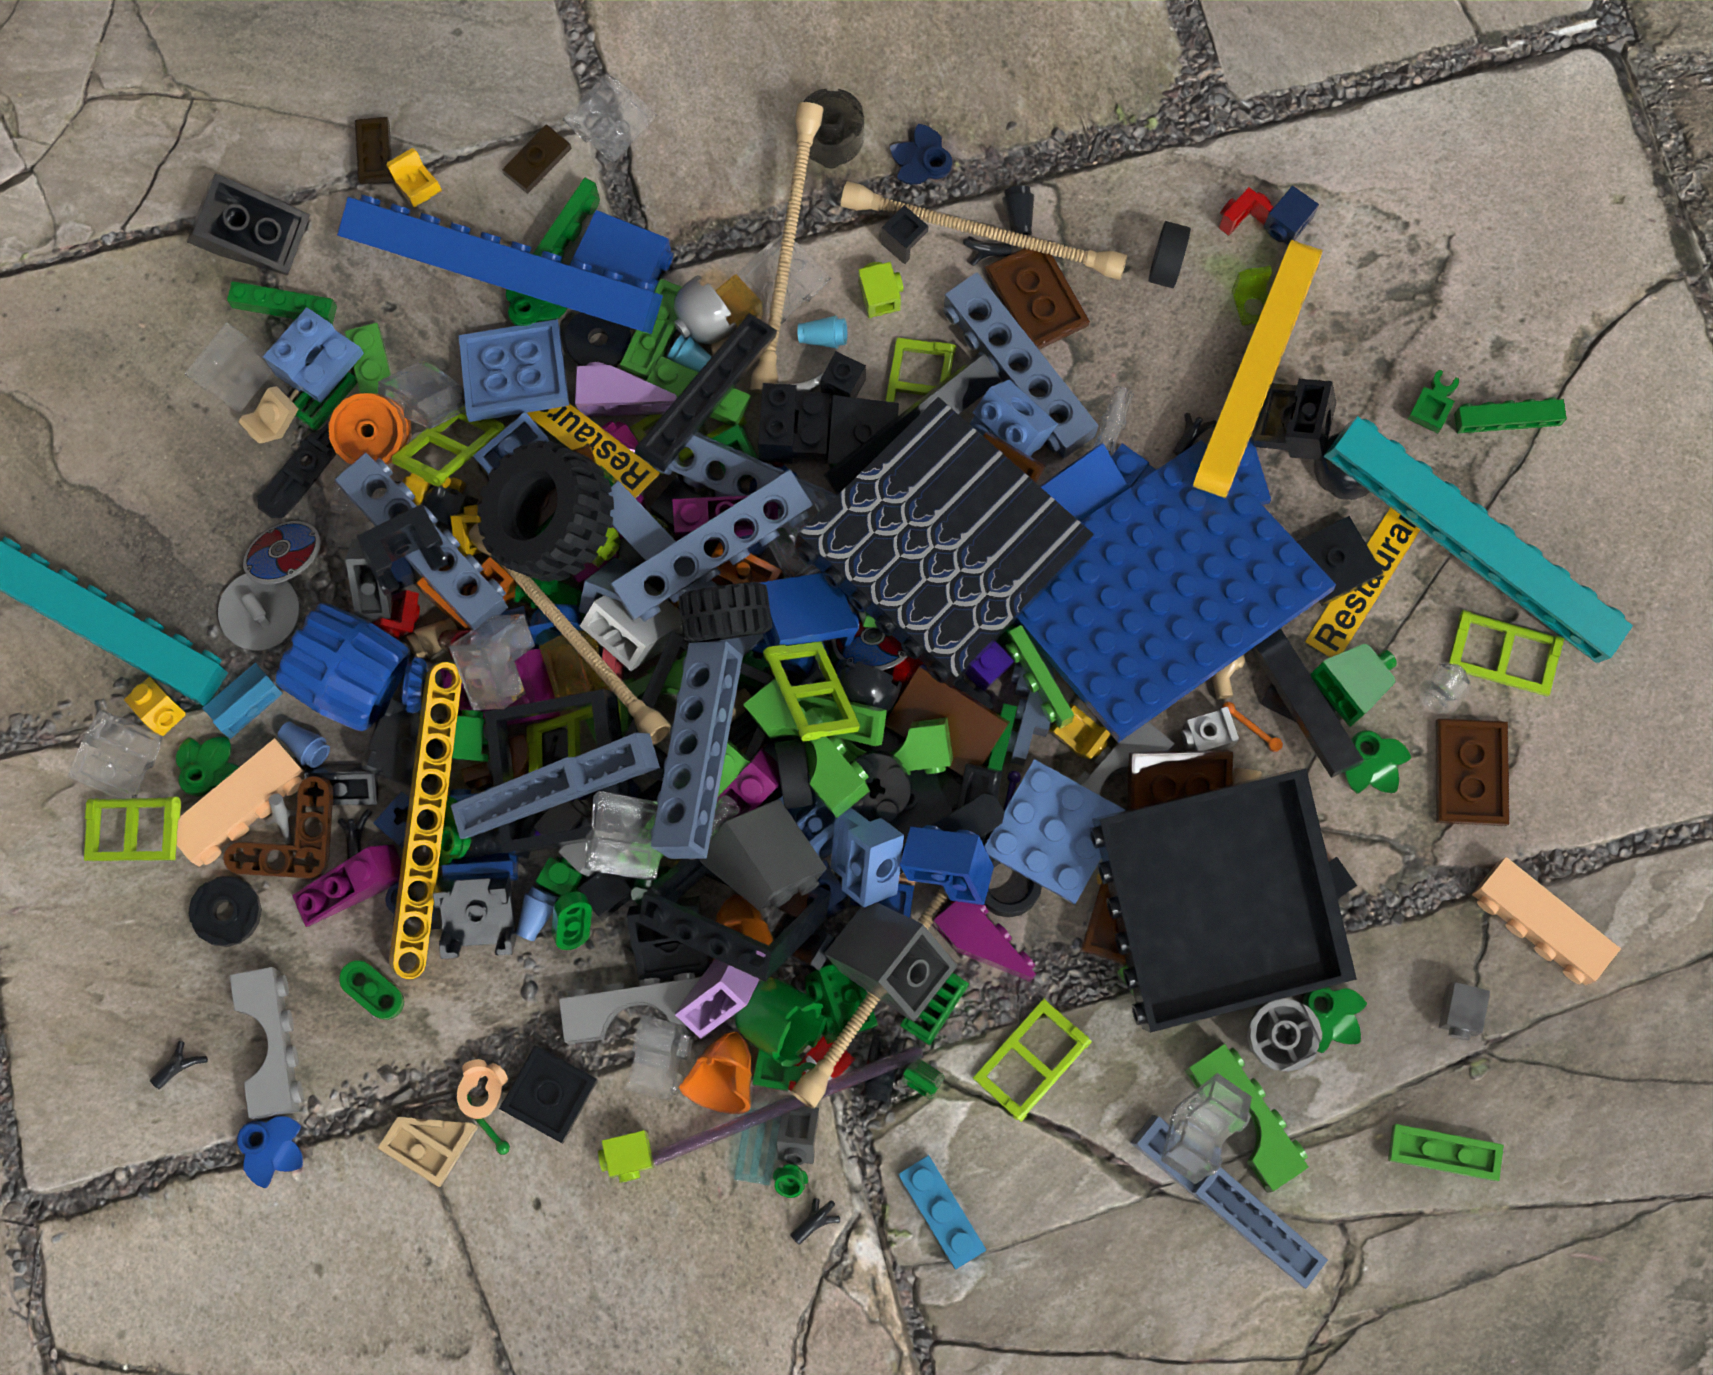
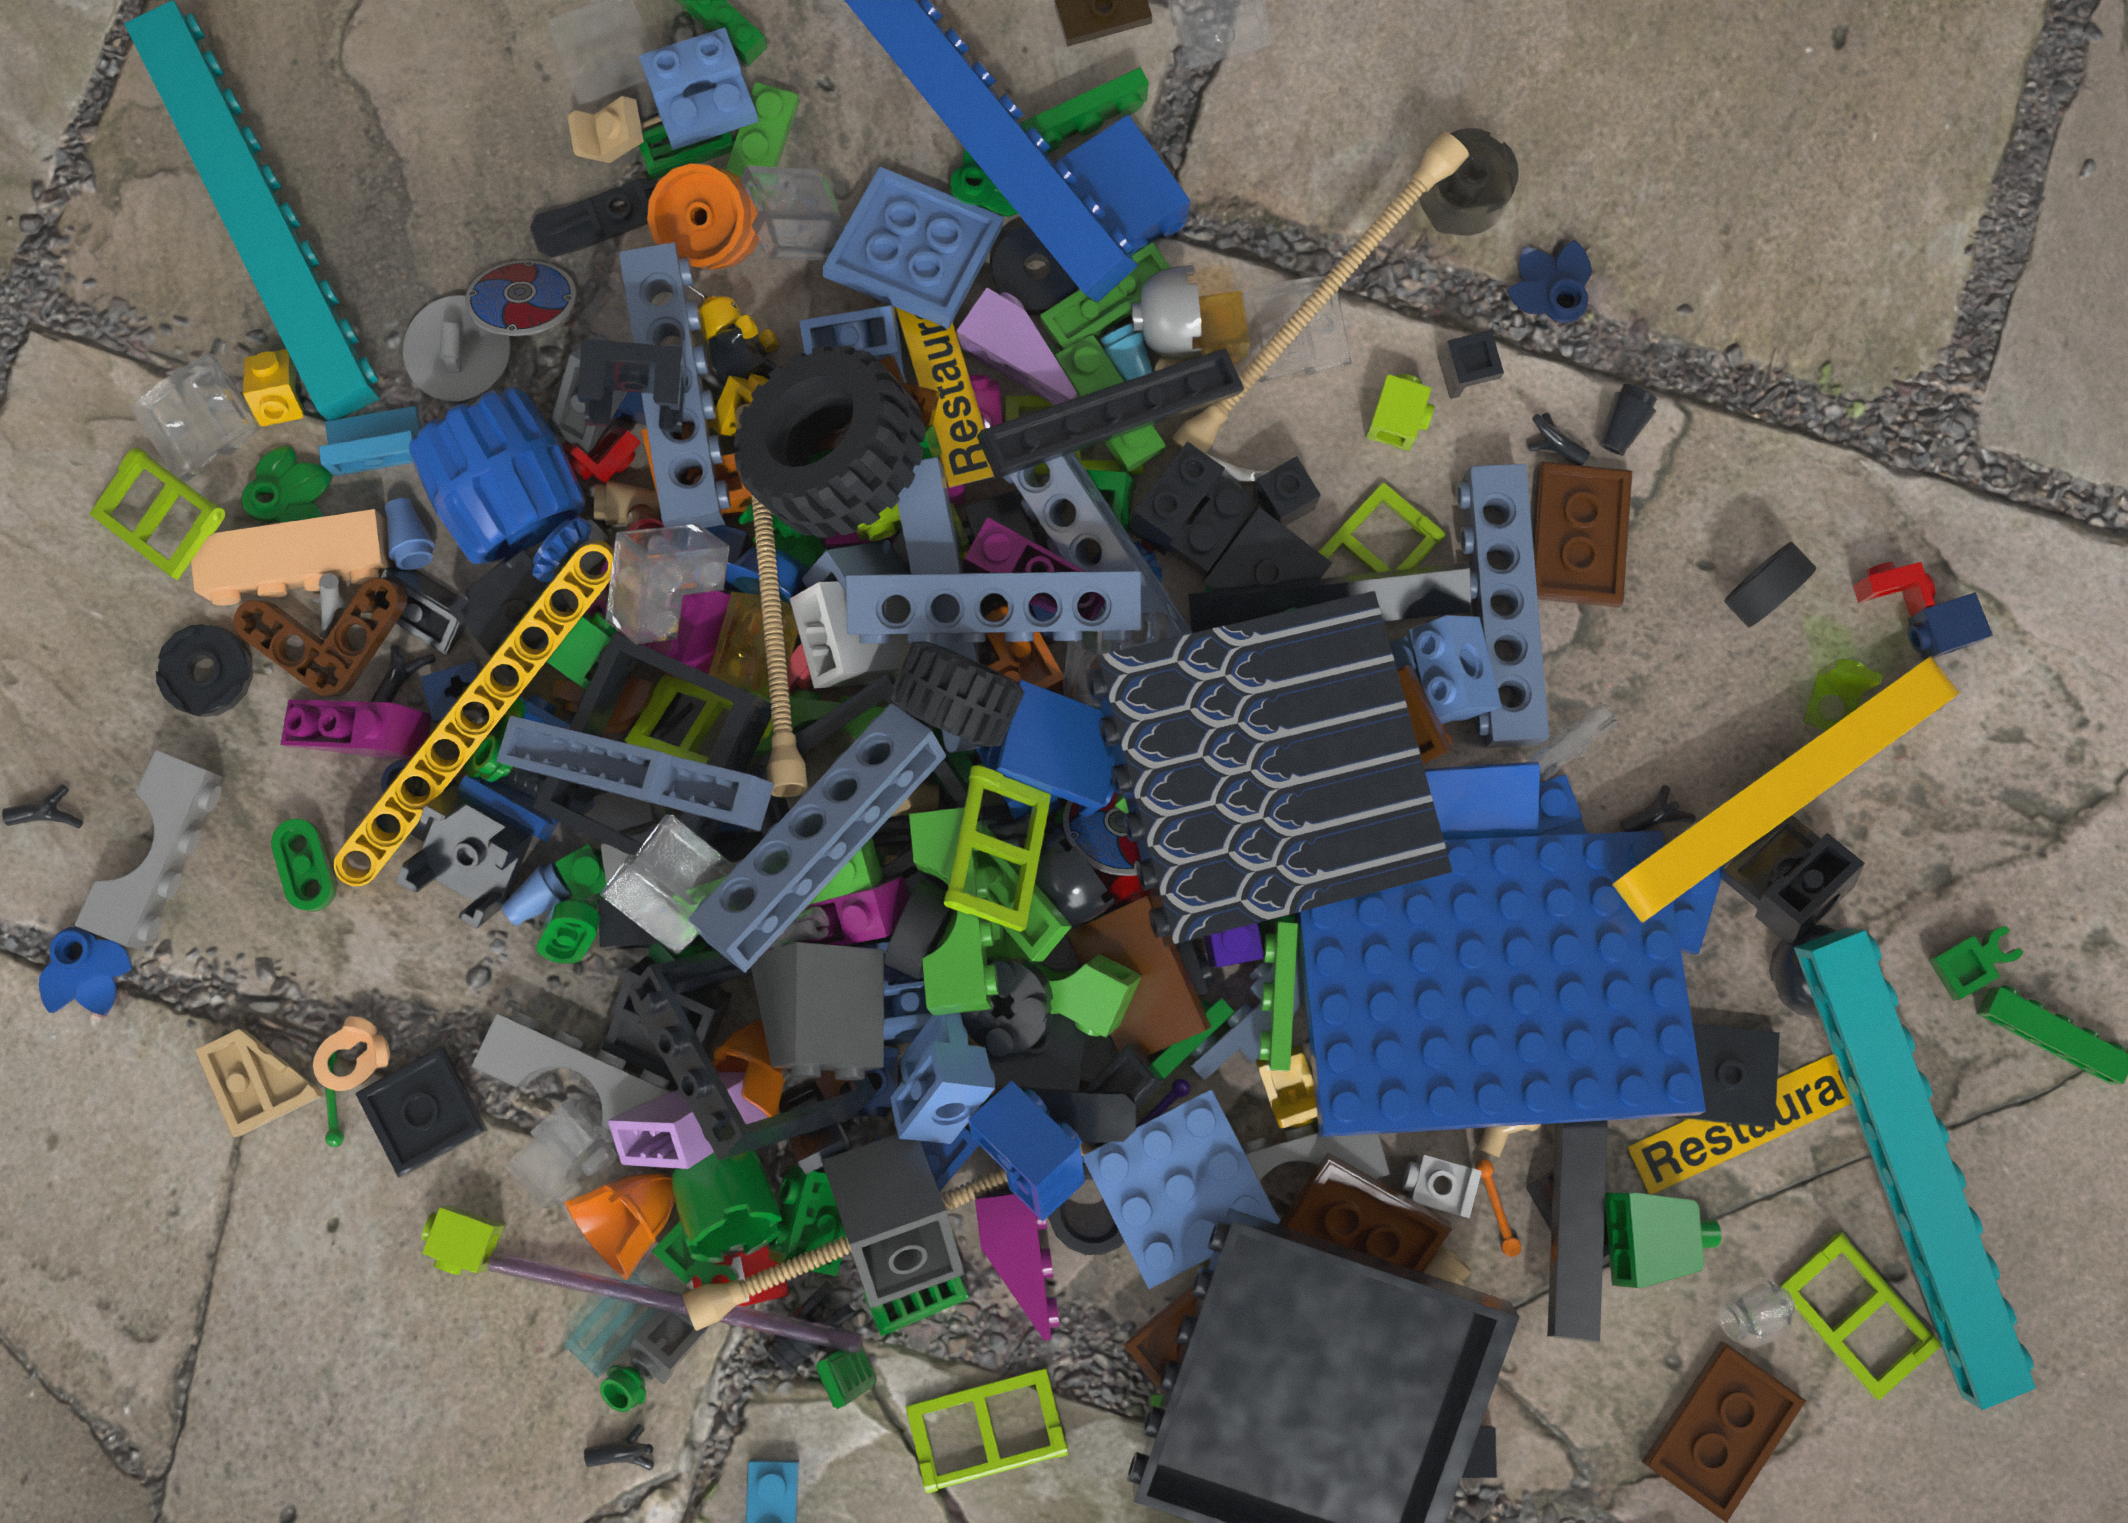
camera: 30 degrees right, 5 degrees up
(403, 457) = (740, 322): lime window -> none
(824, 332) = (1301, 423): medium azure cone -> none
(1105, 262) = (1688, 547): tan hose -> none
(1380, 766) = (1620, 1350): green plate -> none

